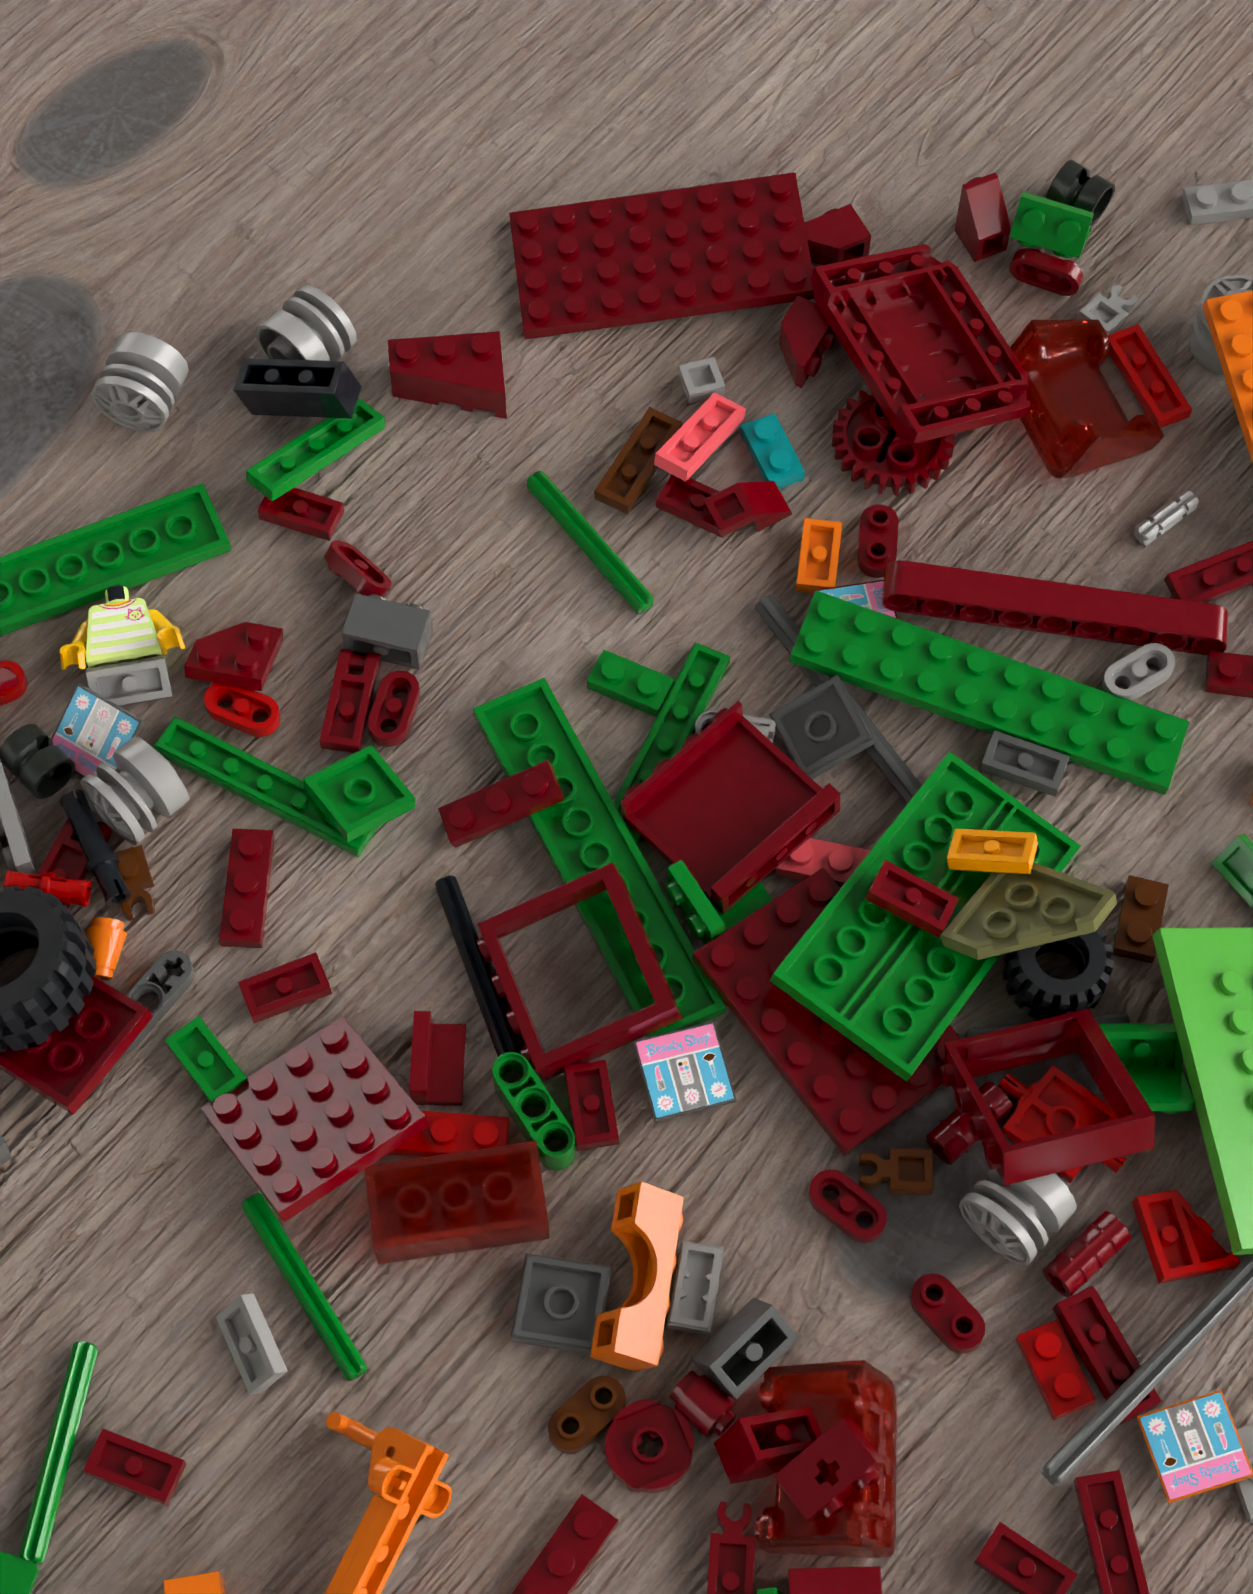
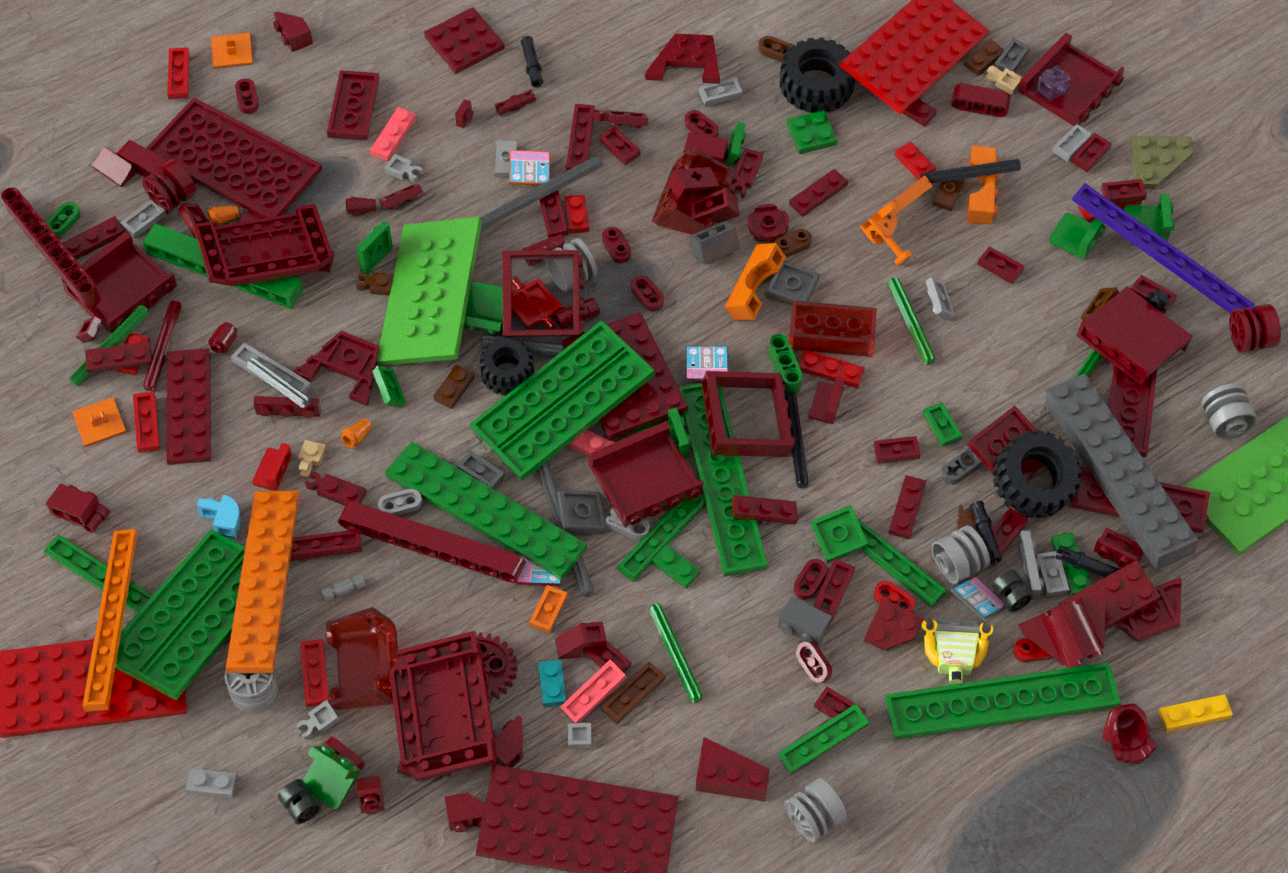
camera: 165 degrees left, 5 degrees down
(58, 1452) = (1034, 281): green axle -> none
(66, 890) = (1028, 521): red pin -> none
(107, 941) = (986, 491): orange cone -> none
(140, 382) = (924, 802): light grey wheel -> none
(297, 388) = (817, 763): black brick -> none
(314, 1118) = (893, 378): plate -> none
(591, 1105) = (756, 357): dark red plate -> none
(695, 1288) = (728, 277): light grey plate -> none
(703, 1404) = (744, 232): dark red brick -> none
(877, 537) = (510, 612): dark red plate -> none
(906, 1170) = (616, 300): reddish brown plate -> none
(911, 898) = (571, 394): dark red plate -> none
(992, 851) = (521, 409): light orange plate -> none
(1026, 912) = (516, 377): olive plate -> none
(1178, 1238) = (497, 241): red wing -> none

